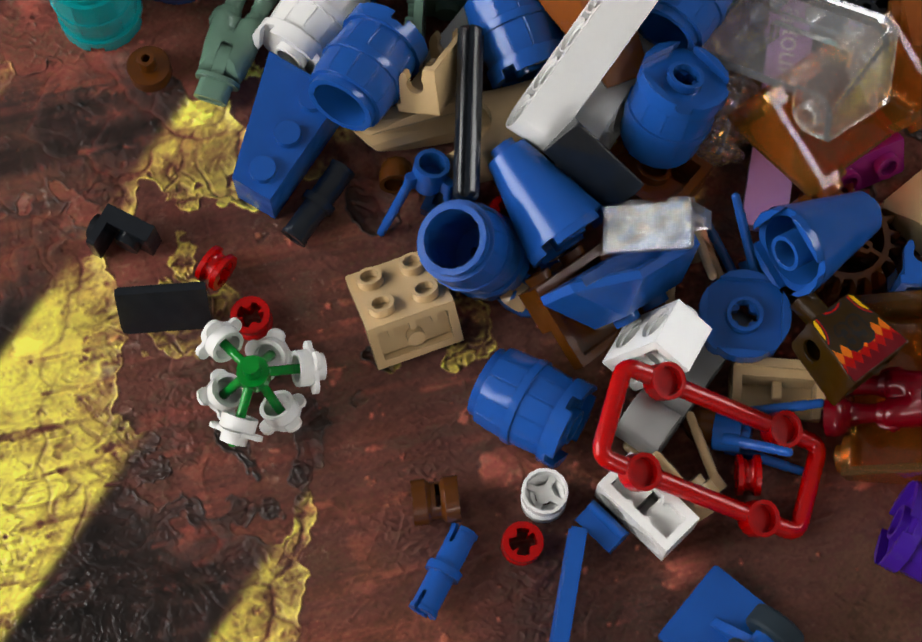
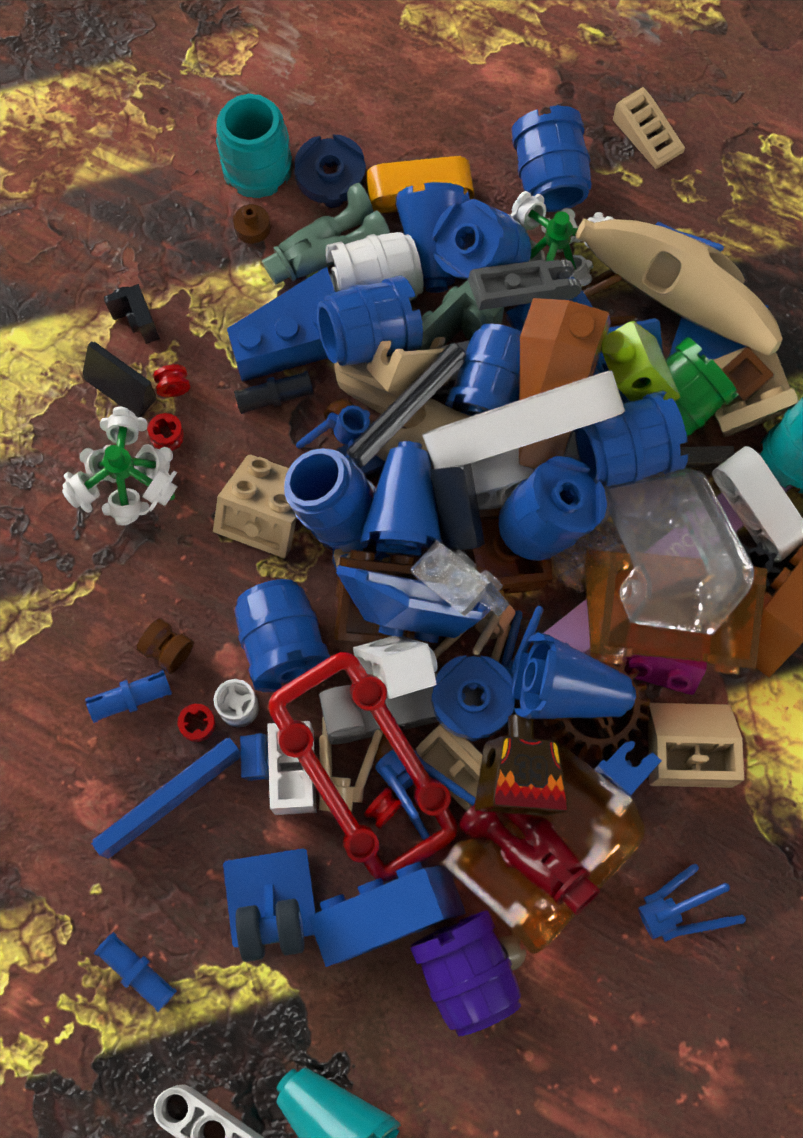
camera: 40 degrees right, 0 degrees up
(831, 558) = (385, 912): none -> blue wedge

